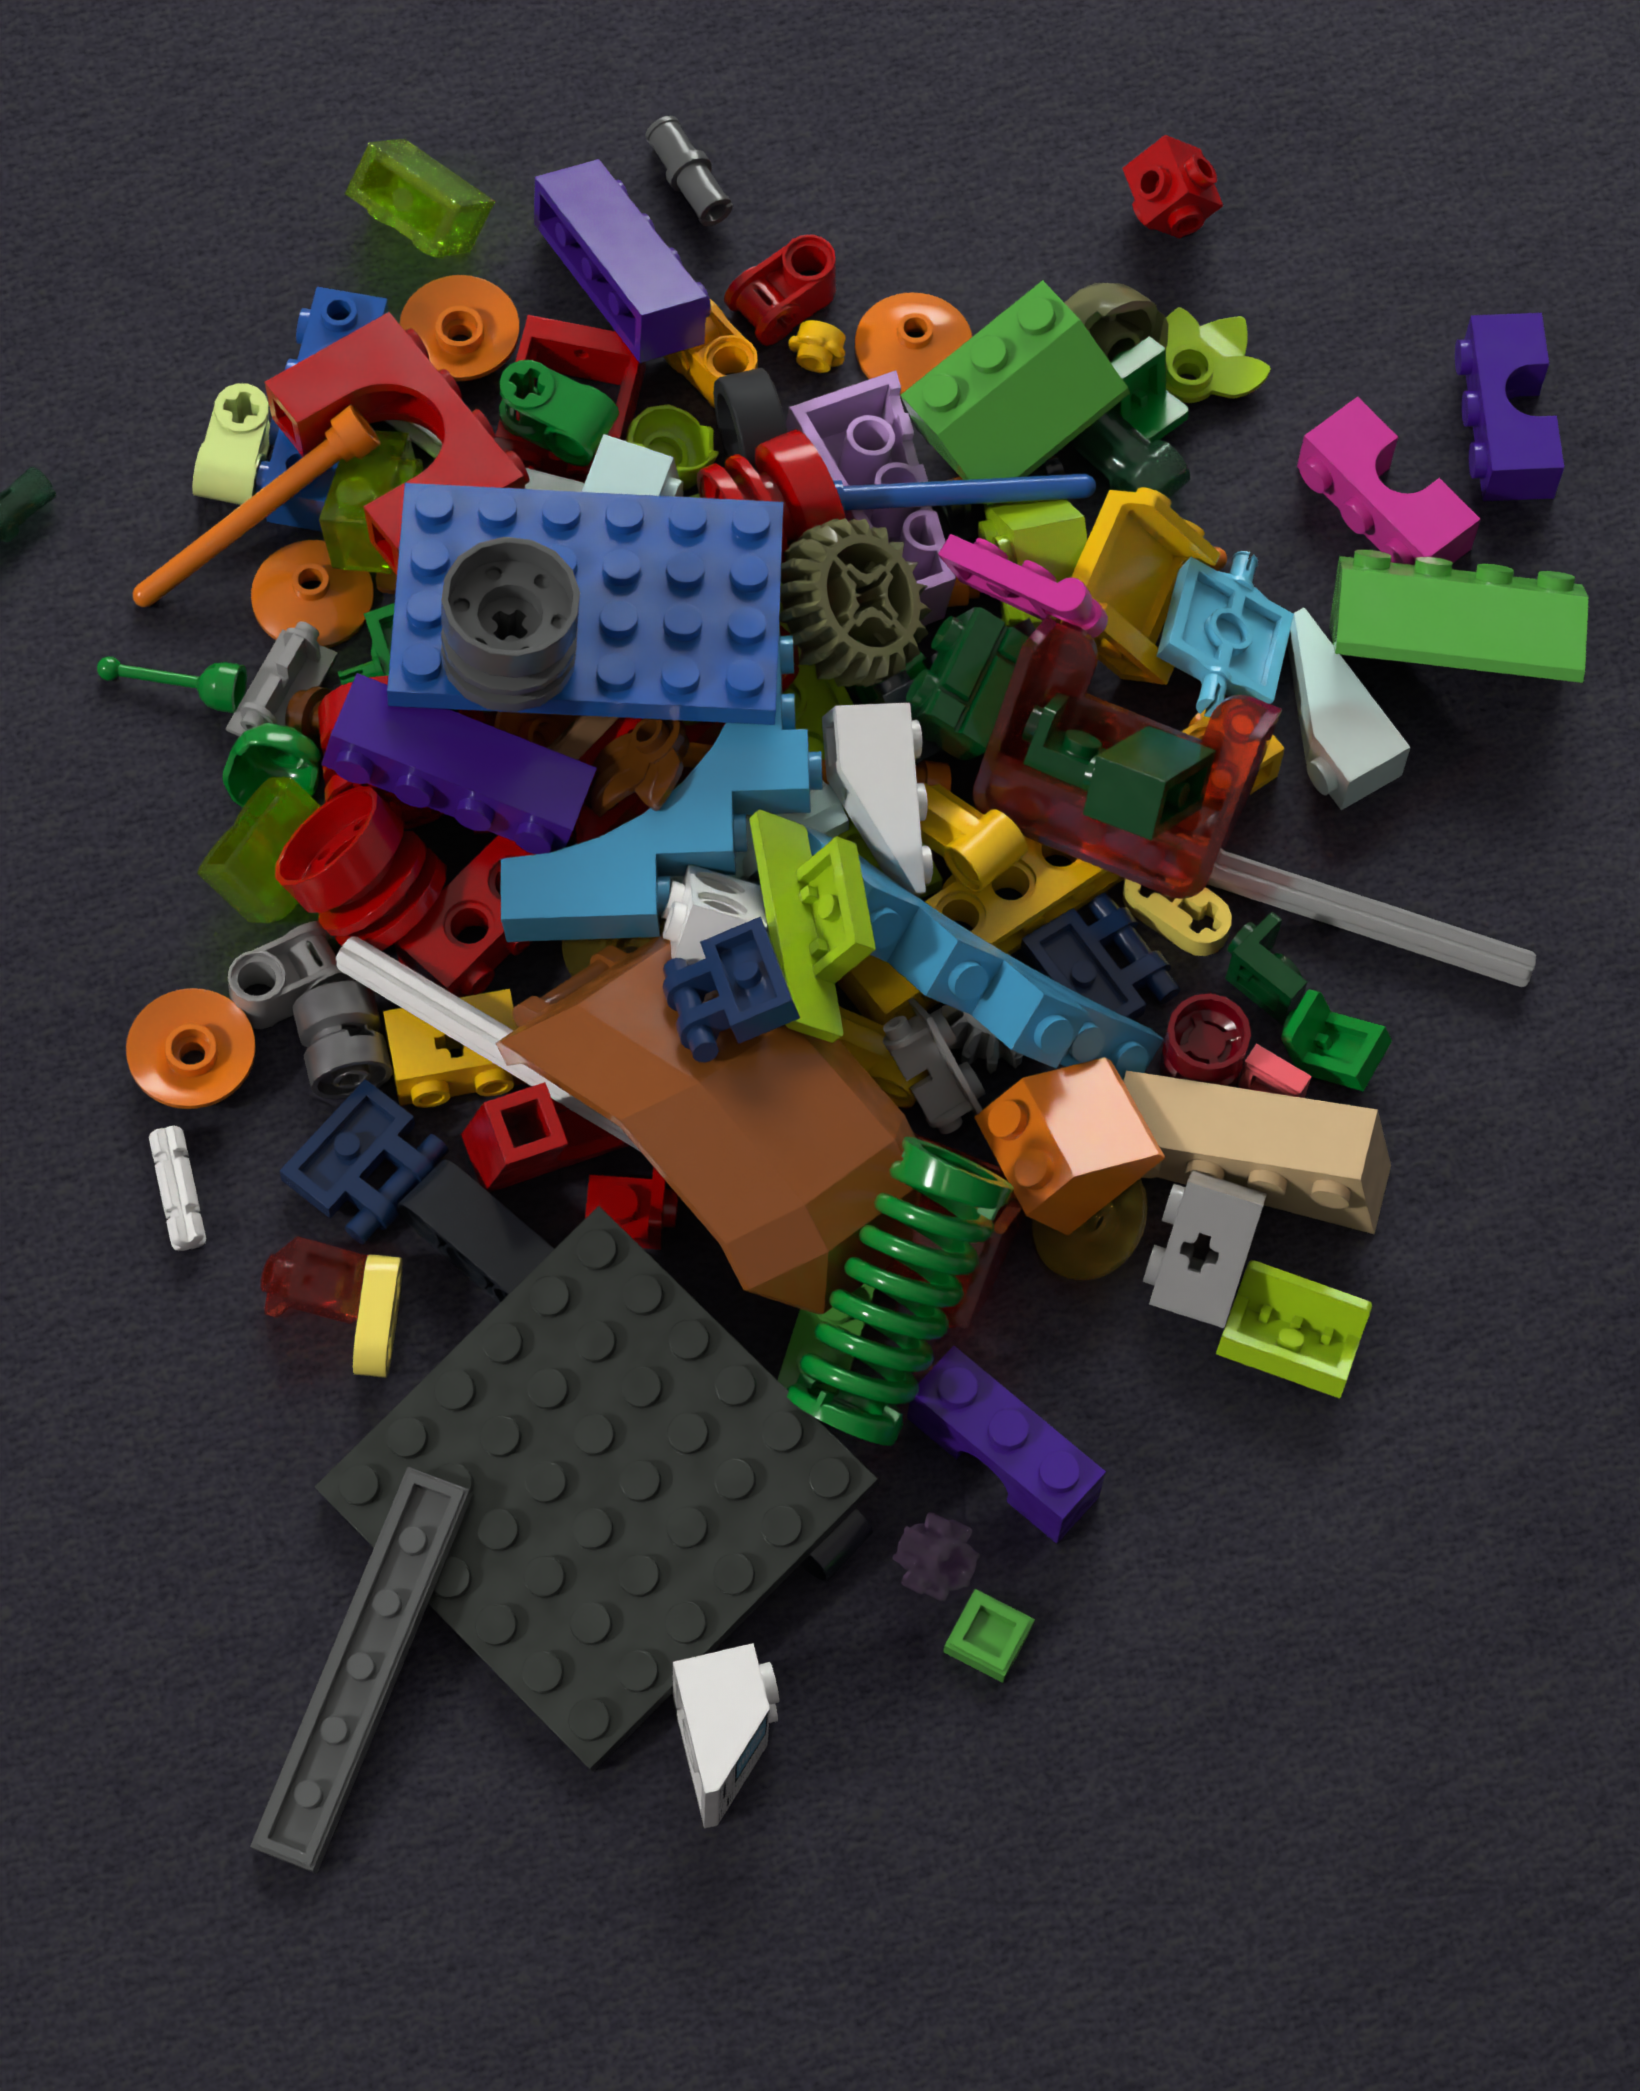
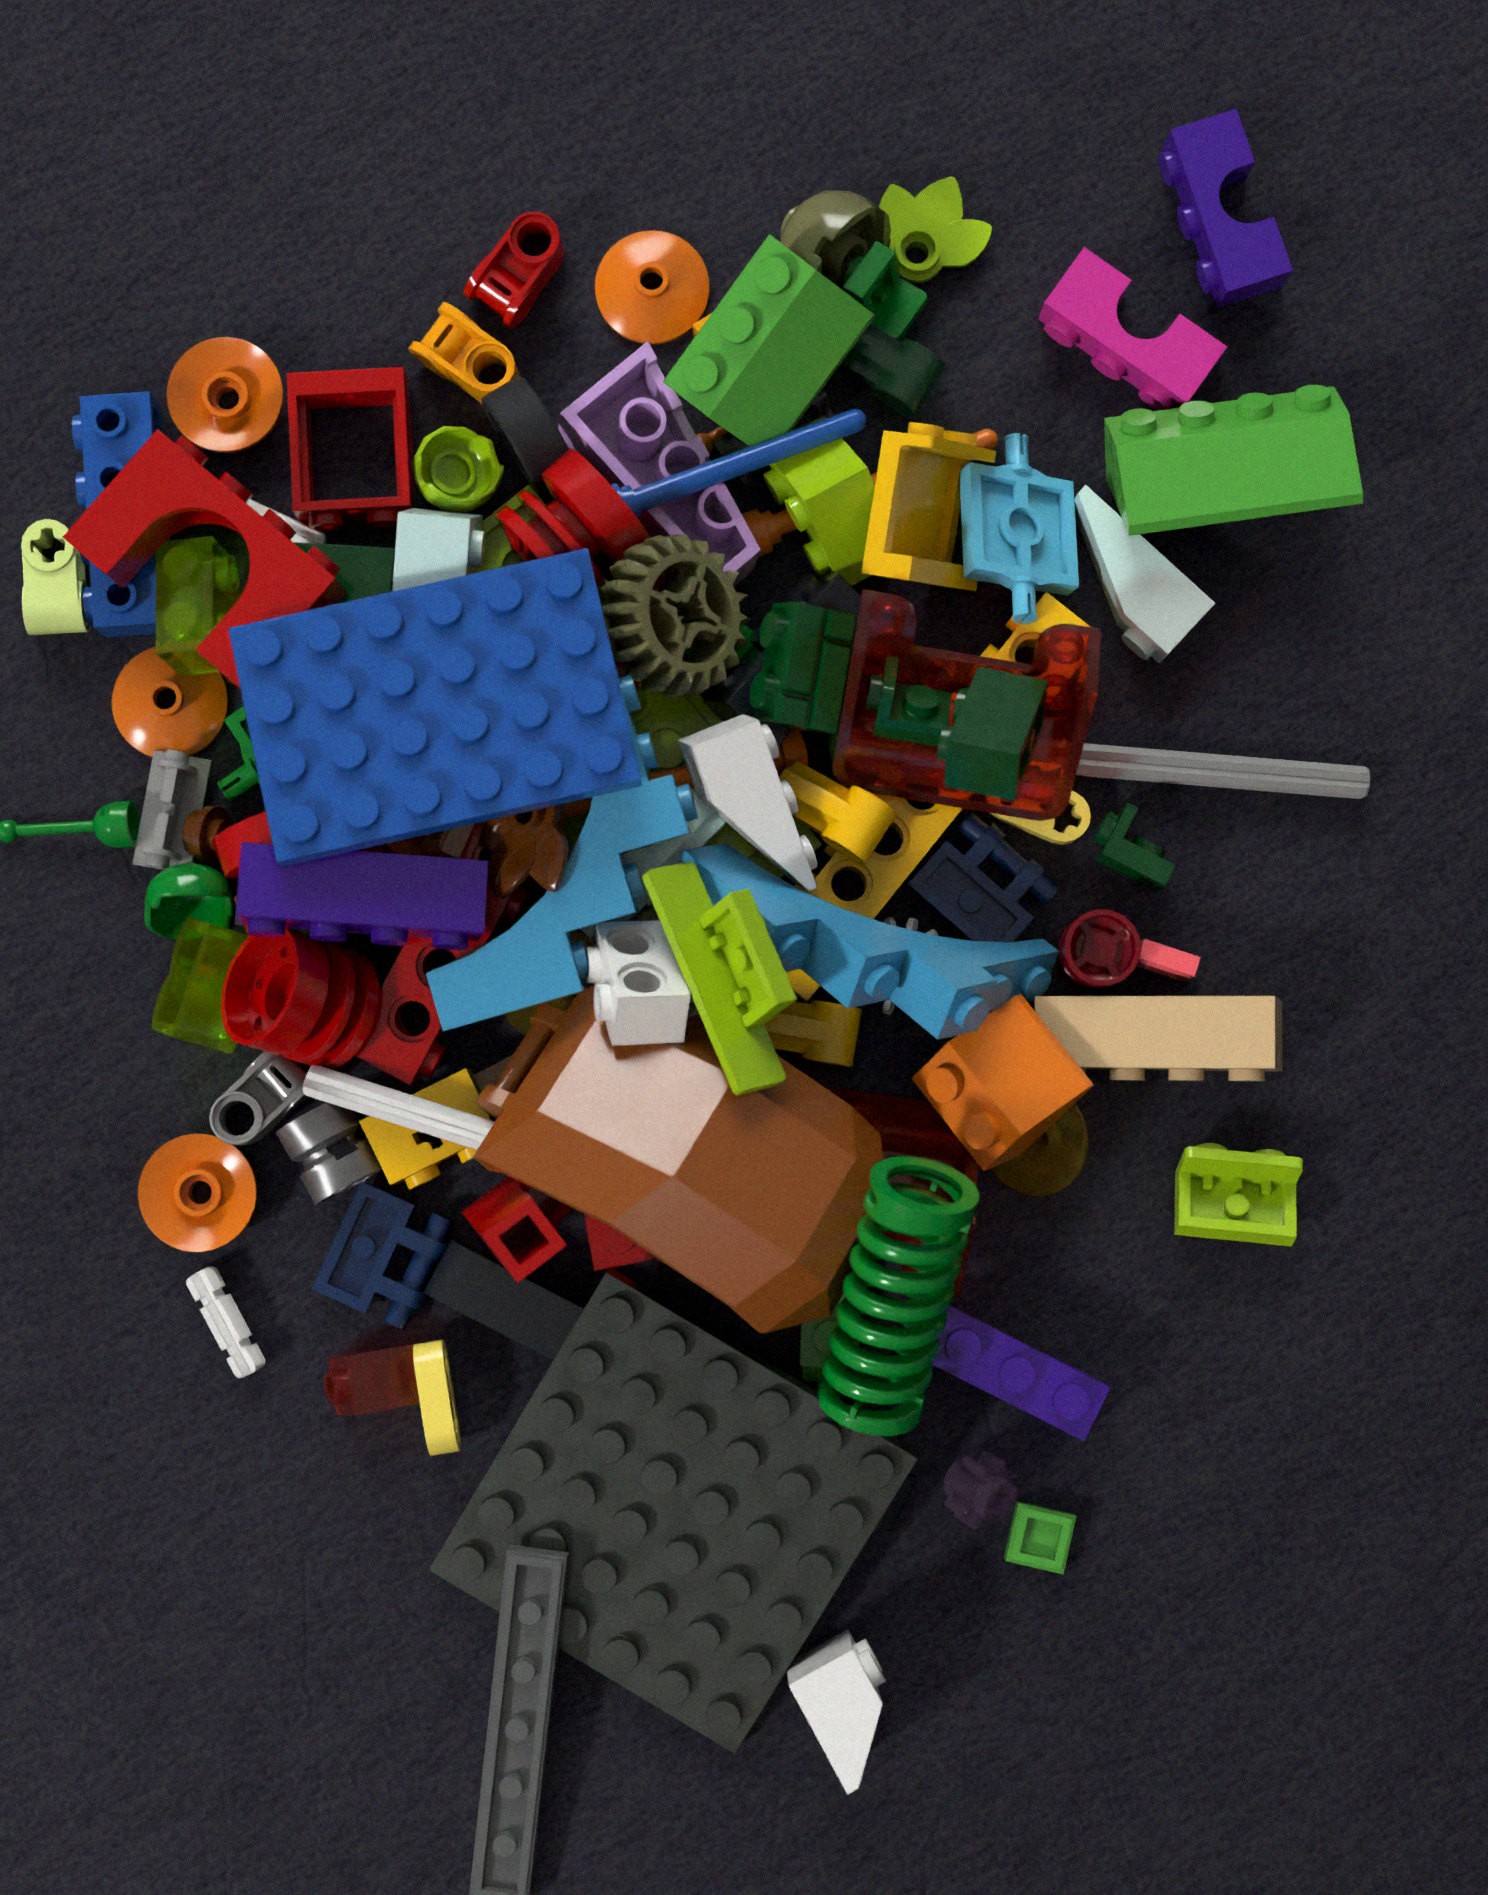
camera: 15 degrees left, 20 degrees up
(346, 438) = (158, 566): orange piece -> none
(419, 198) = (147, 268): clear neon green brick -> none
(509, 624) = (360, 754): dark grey wheel -> none
(557, 414) = (354, 481): green piece -> none
(620, 260) = (357, 290): brick -> none
(689, 171) = (392, 162): dark grey pin -> none
(749, 986) = (689, 1064): dark blue plate -> none
(818, 346) = (565, 319): yellow plate -> none
(924, 1045) = (880, 1051): light grey hinge -> none
(1024, 586) = (832, 557): dark pink plate -> none
(1173, 187) = (856, 61): red brick -> none
(1198, 1286) = (1146, 1148): light grey brick -> none
(1333, 1044) = (1209, 908): green bracket -> none

